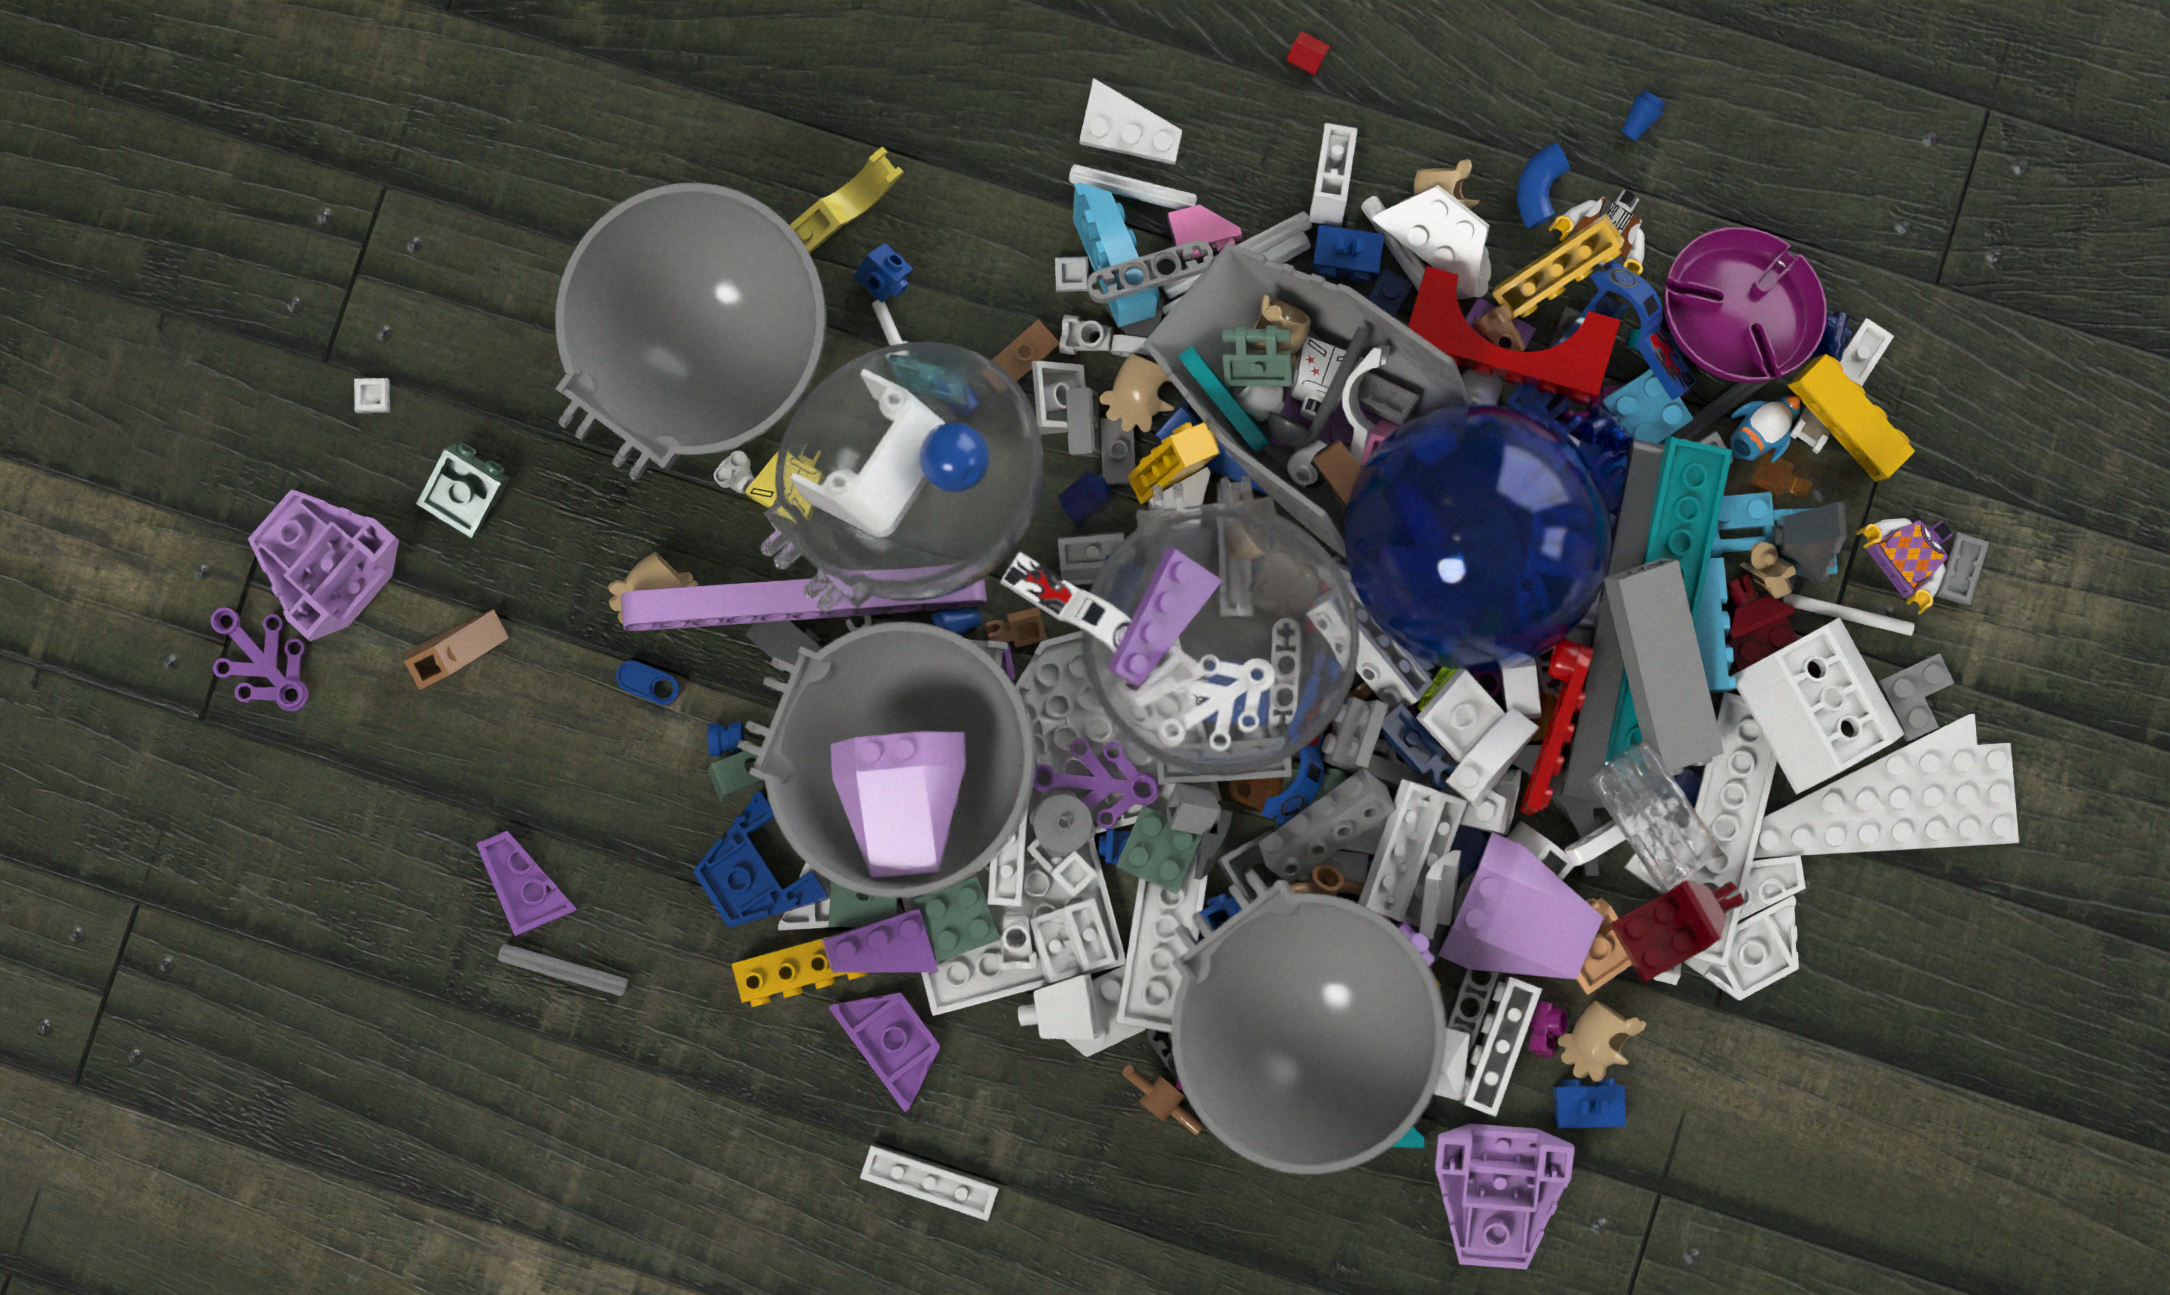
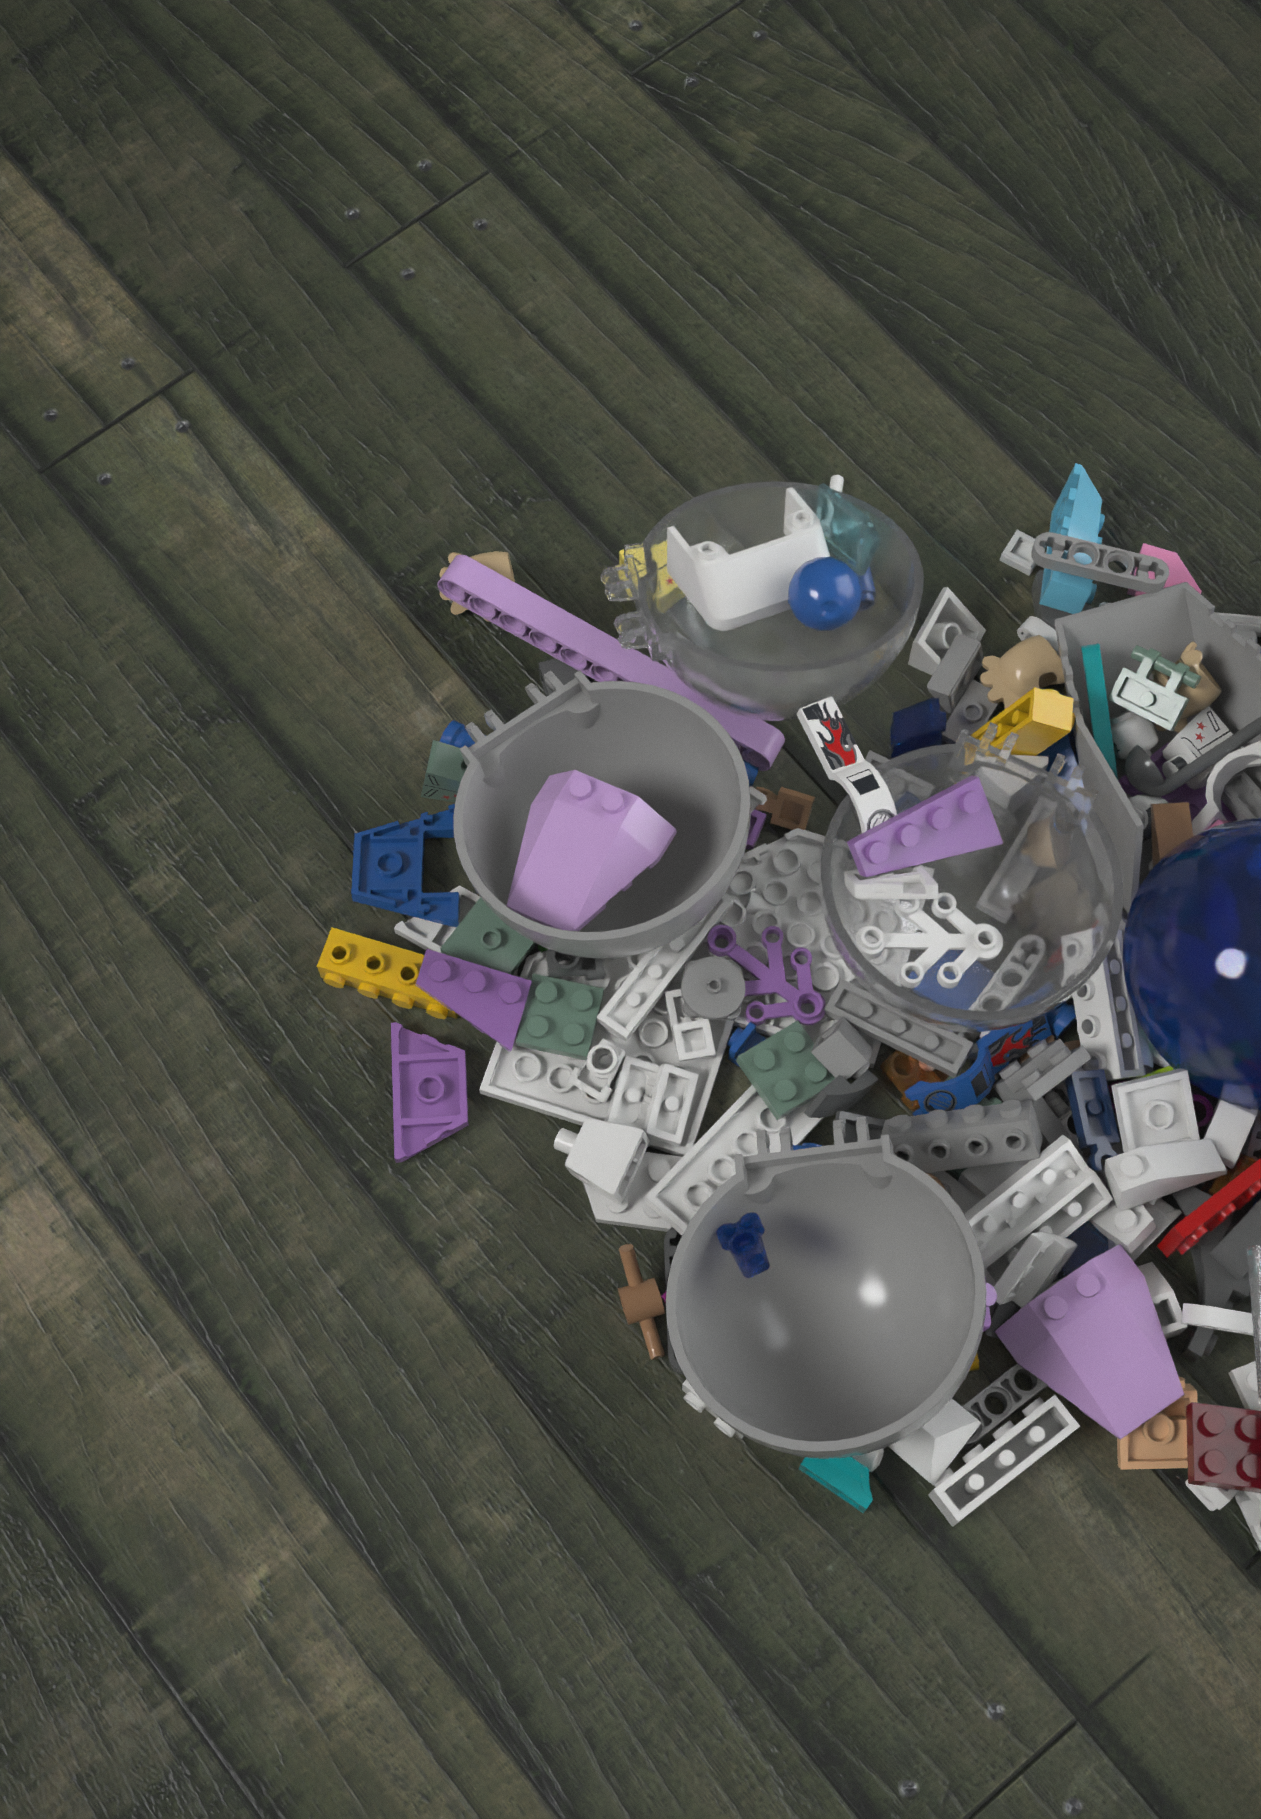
camera: 30 degrees right, 15 degrees down
(264, 663) = (122, 457): medium lavender plant -> none
(322, 562) = (229, 407): lavender wedge -> none
(372, 395) = (363, 311): white tile -> none
(454, 648) = (285, 532): medium nougat slope -> none
(463, 489) = (384, 417): plate -> none
(521, 886) = (199, 757): medium lavender wing -> none
(562, 969) = (184, 848): light grey axle -> none
(642, 679) = (424, 654): blue piece -> none
(687, 323) = (664, 366): light grey windscreen -> none
(735, 472) = (621, 530): white plate -> none
(848, 202) = (843, 387): light yellow piece -> none
(884, 273) = (858, 453): blue brick -> none
(929, 1183) = (373, 1240): white plate -> none
(1030, 346) = (958, 581): medium nougat plate -> none
(1078, 335) = (1003, 604): white plate -> none
(1126, 127) = (1148, 466): white wing -> none
(1132, 188) = (1127, 519): white axle -> none
(1217, 1020) = (745, 1244): none -> clear blue plate
(1500, 1190) = (916, 1606): lavender wedge -> none
(1546, 1023) = (1059, 1471): magenta plate -> none
(1589, 1105) = (1058, 1578): blue brick -> none
(1598, 1040) = (1106, 1518): tan piece -> none

